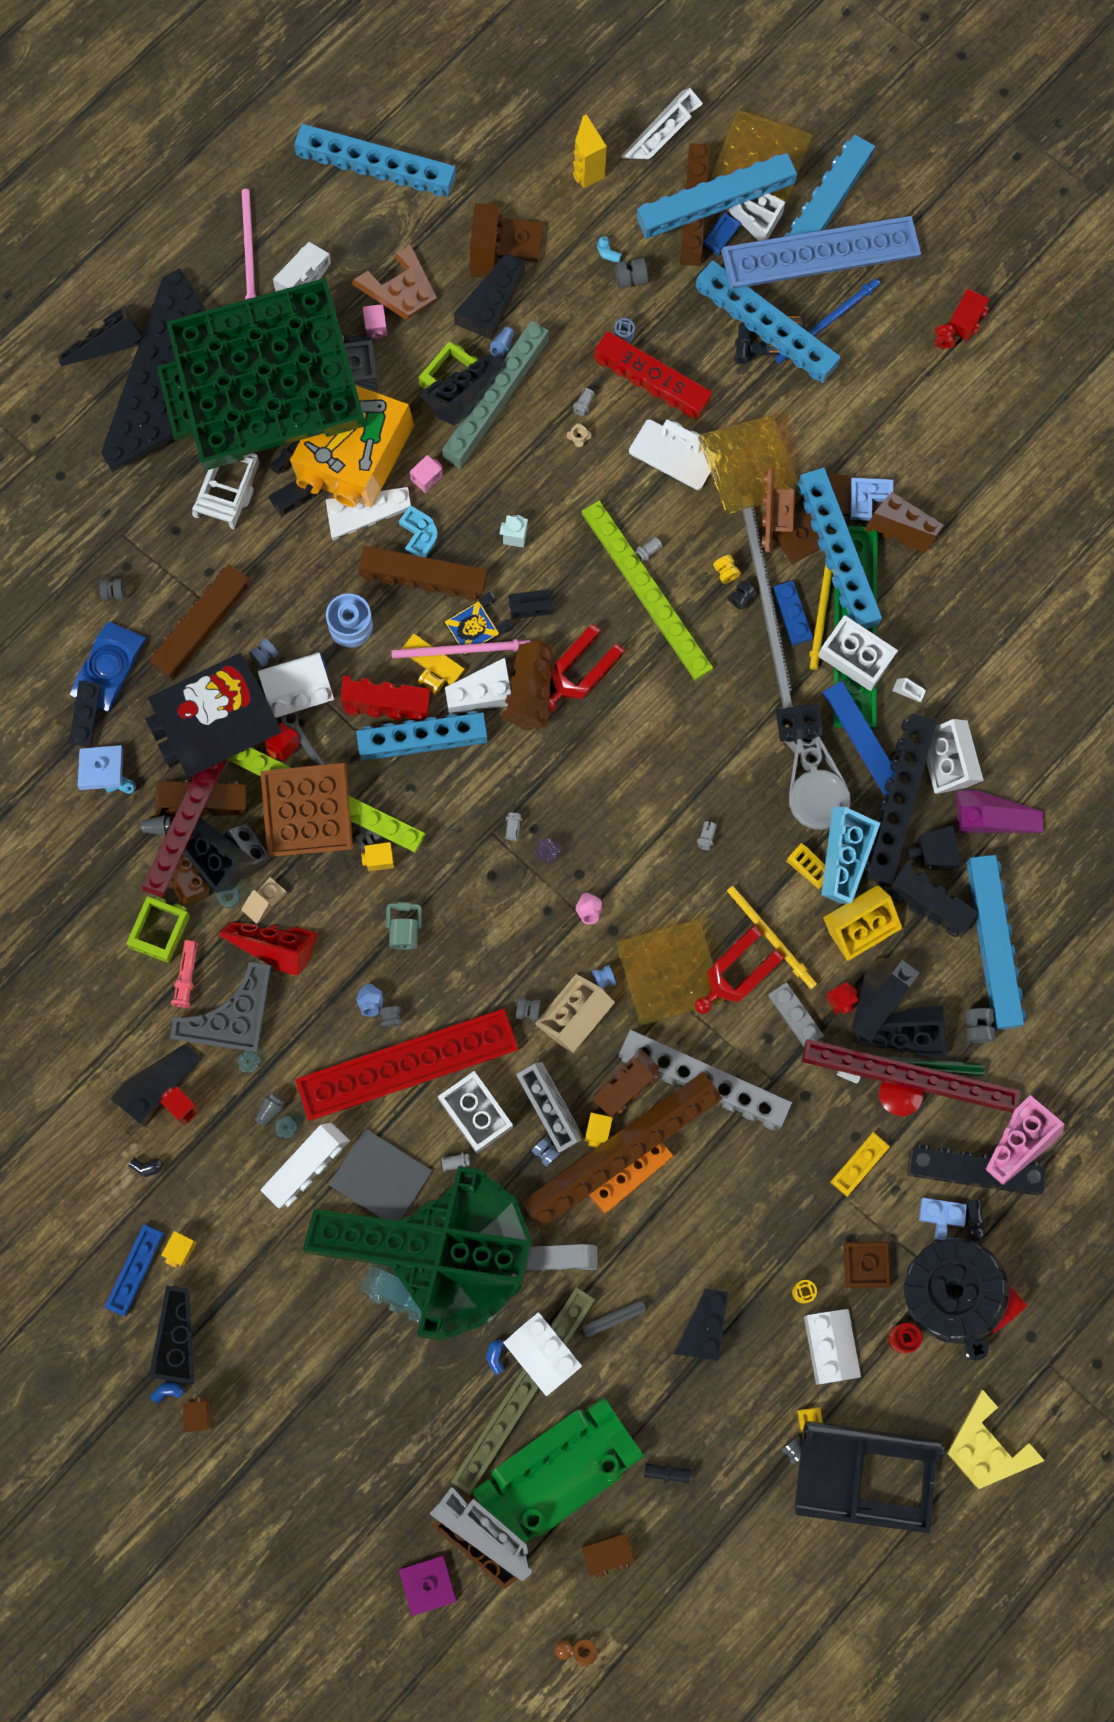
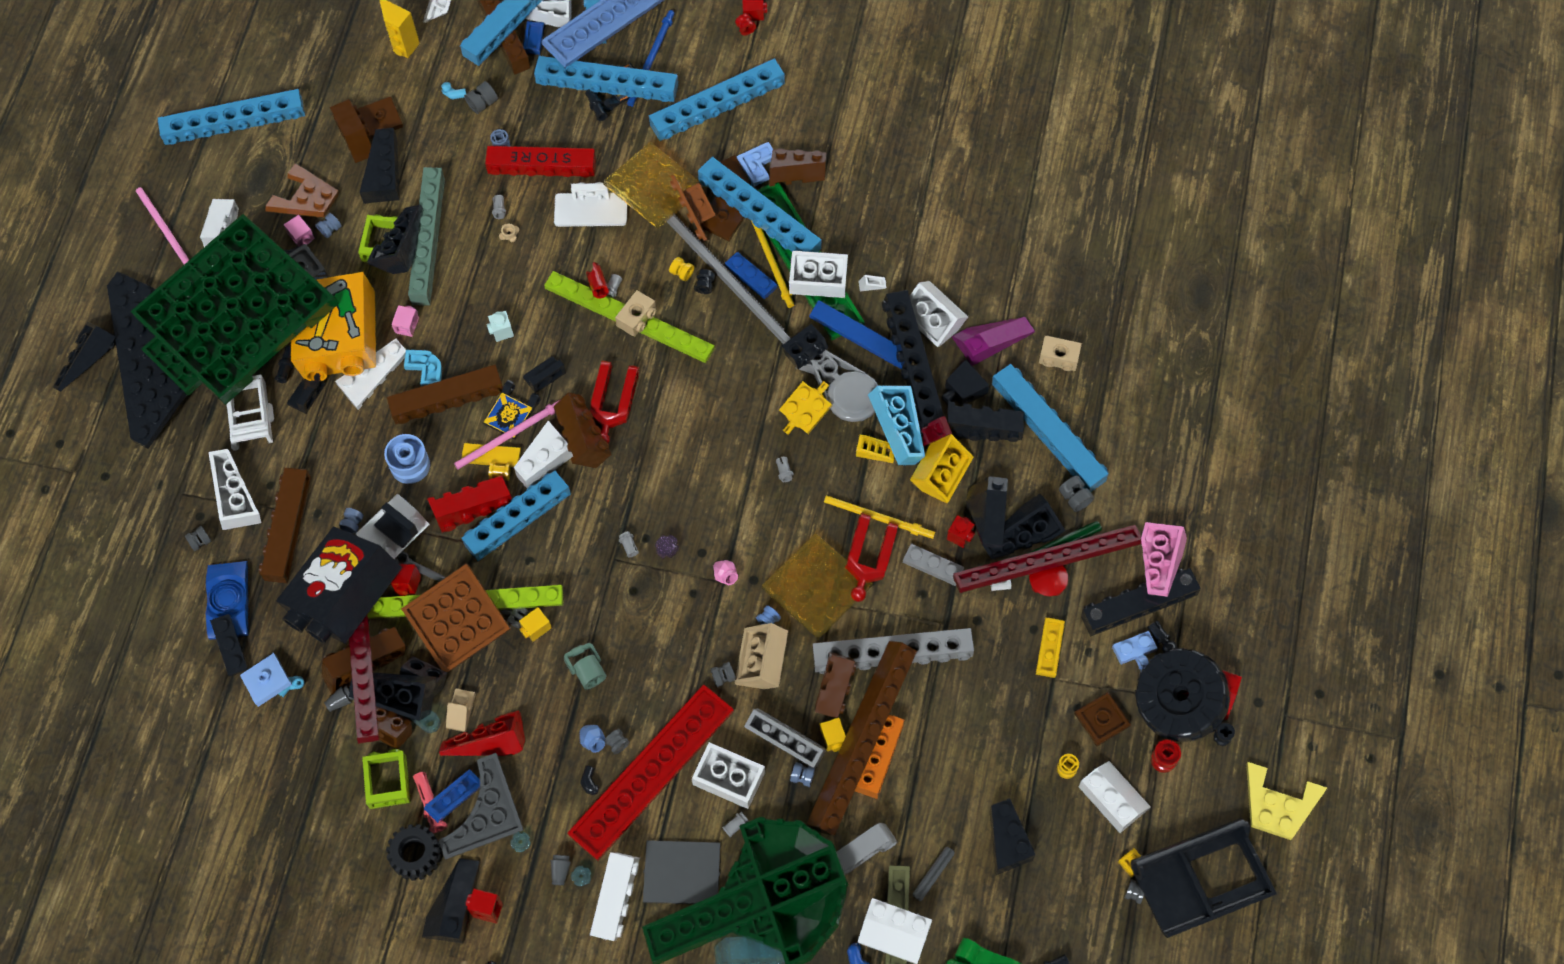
camera: 25 degrees left, 10 degrees down
(132, 1003) = (402, 841): none -> black tyre
(165, 563) = (232, 497): none -> white wedge
(209, 982) = (453, 796): none -> blue plate
(298, 686) = (396, 526): none -> black panel
(341, 1040) = (587, 782): none -> black arm
(406, 330) = (328, 225): none -> sand blue wheel
(501, 344) = (409, 196): medium blue cone -> none
(635, 537) = (597, 281): none -> red piece
(660, 584) = (636, 304): none -> tan brick
(764, 784) = (805, 407): none -> yellow plate
(876, 884) = (935, 431): none -> dark red slope
(877, 398) = (708, 99): none -> dark azure brick
(1051, 859) = (1069, 349): none -> tan brick

